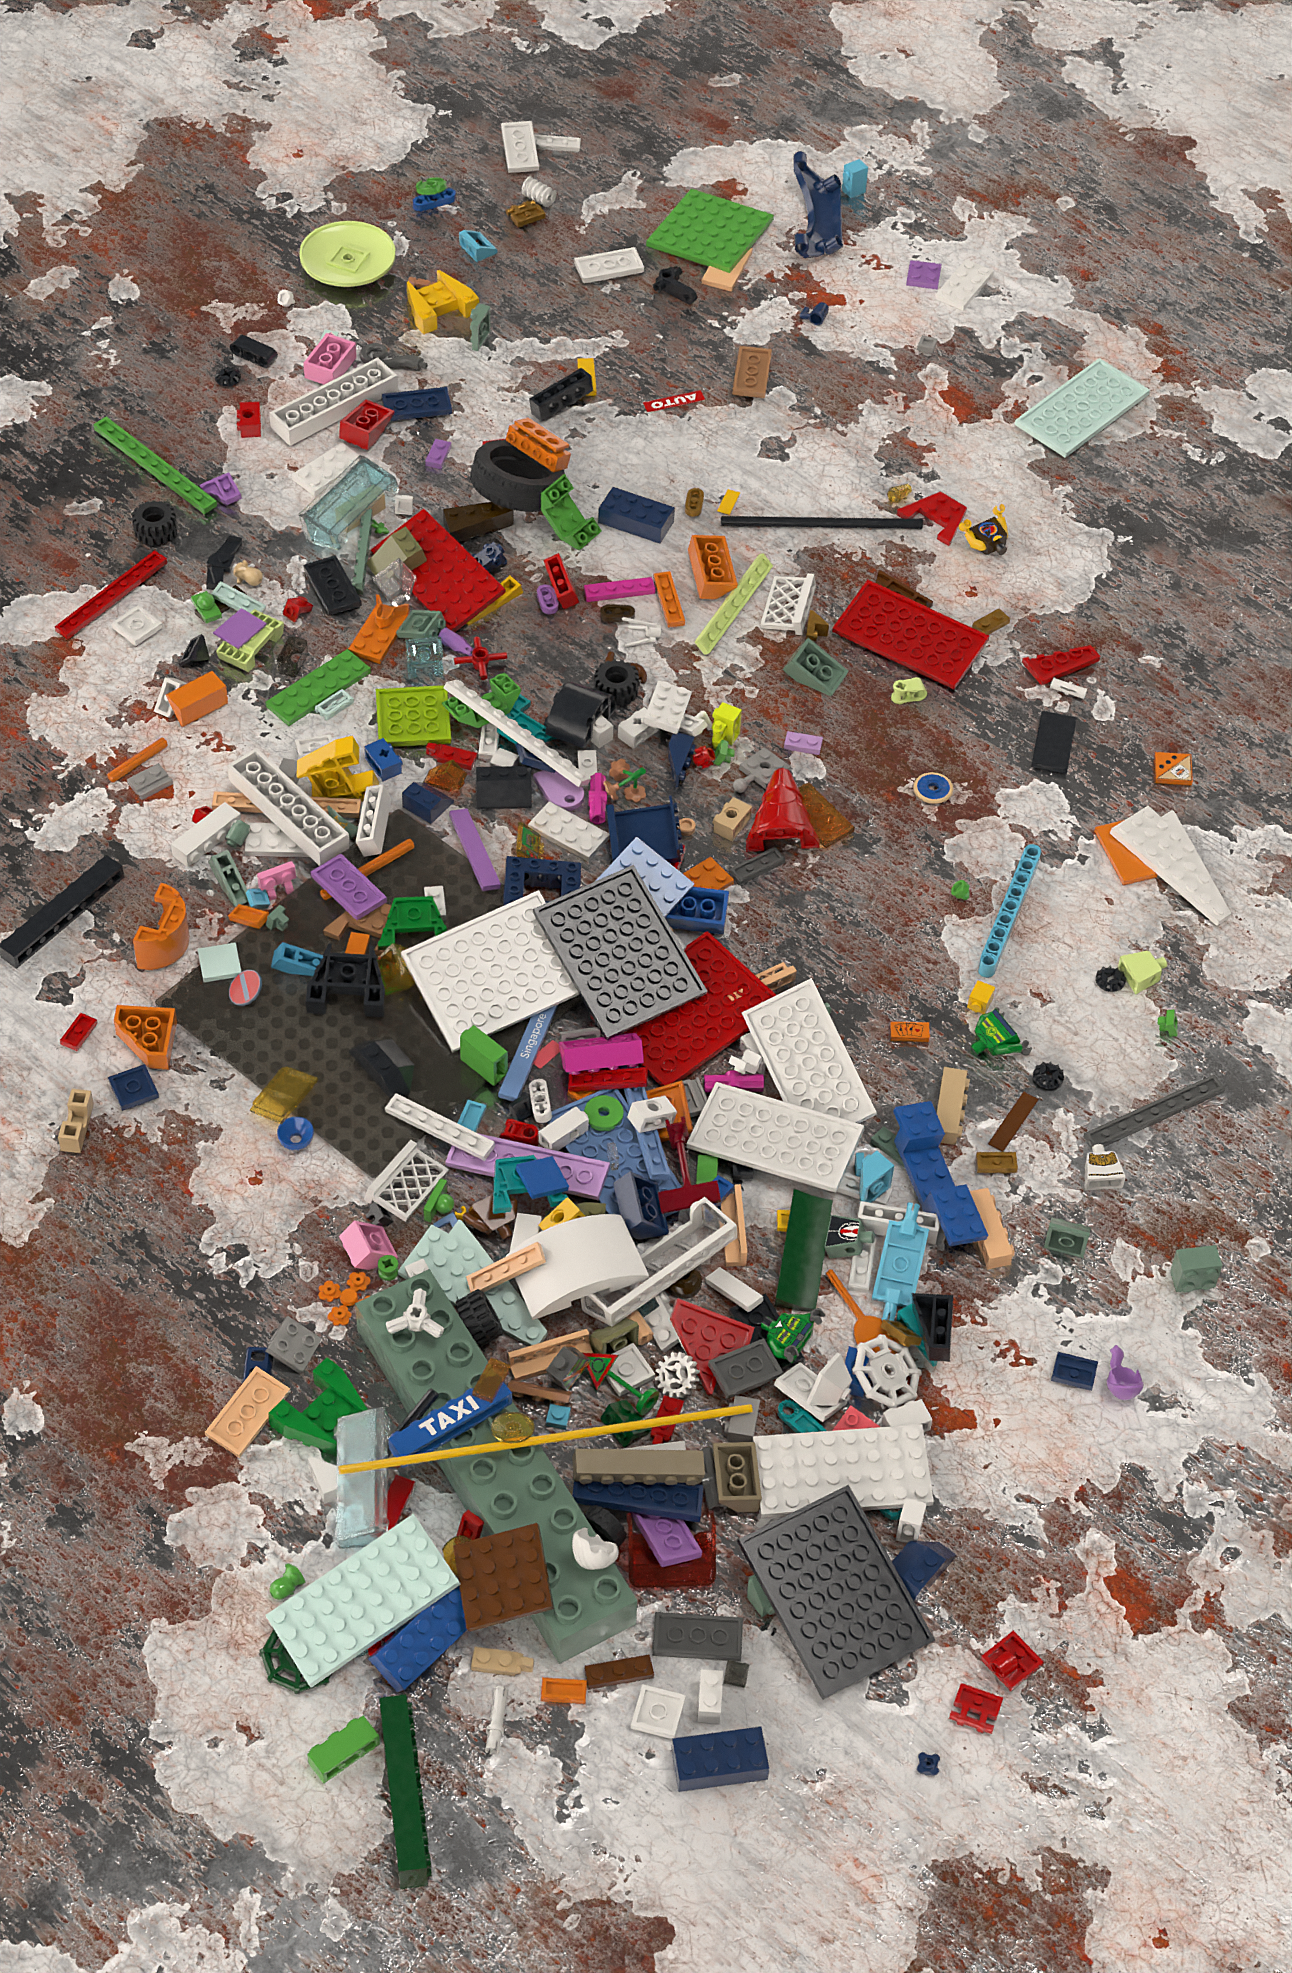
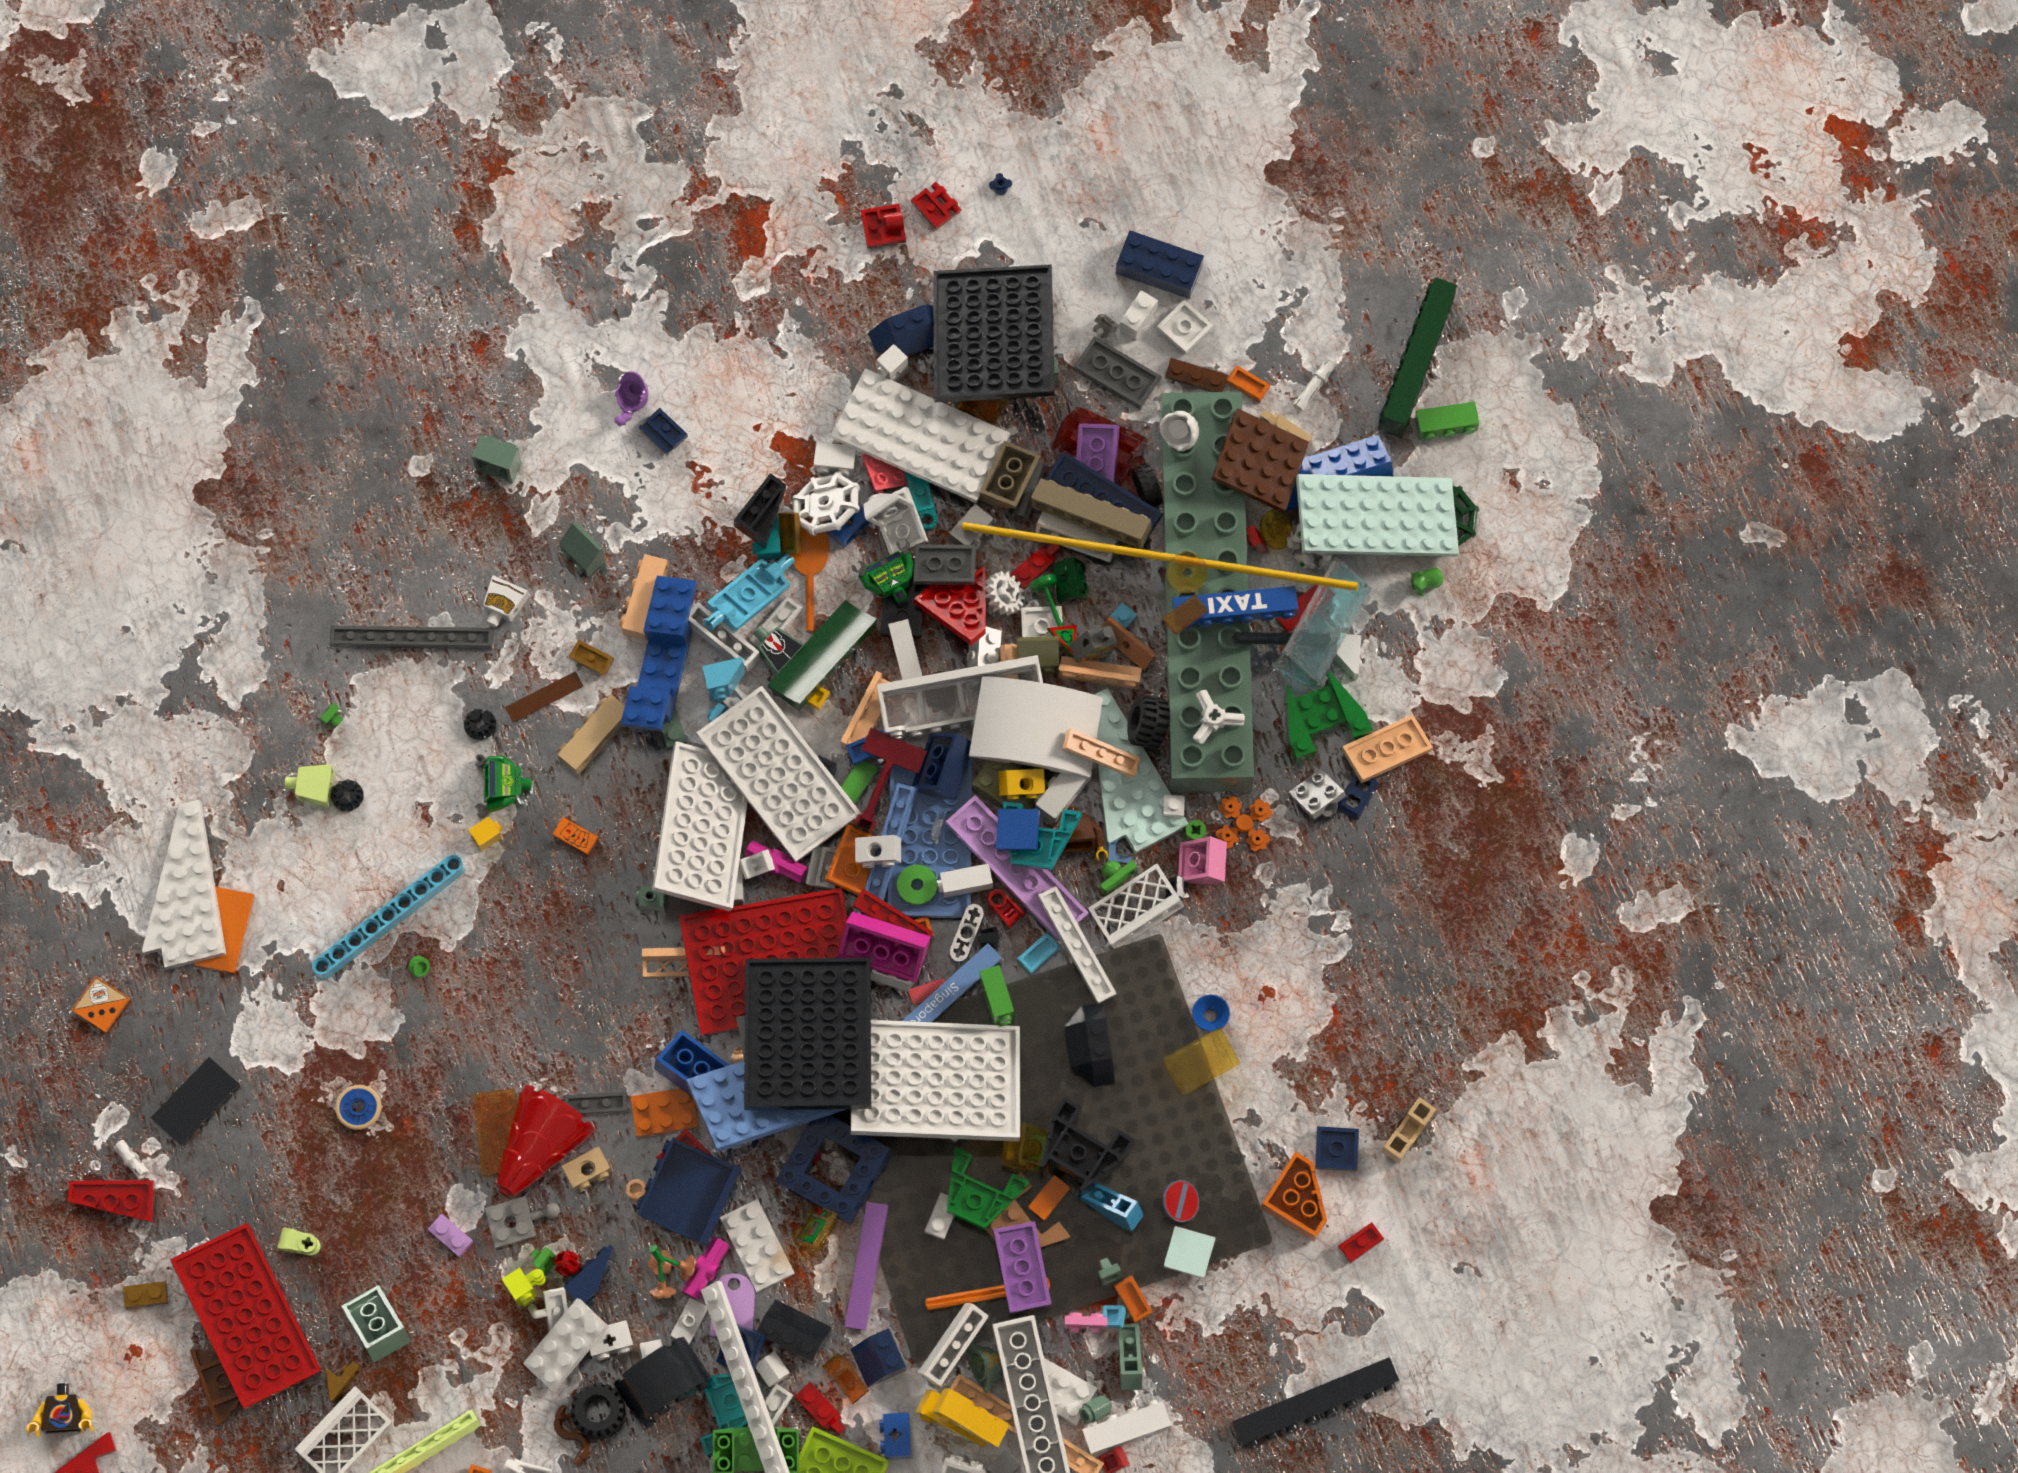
camera: 150 degrees left, 20 degrees up
(167, 944) = (1220, 1297): orange cylinder -> none

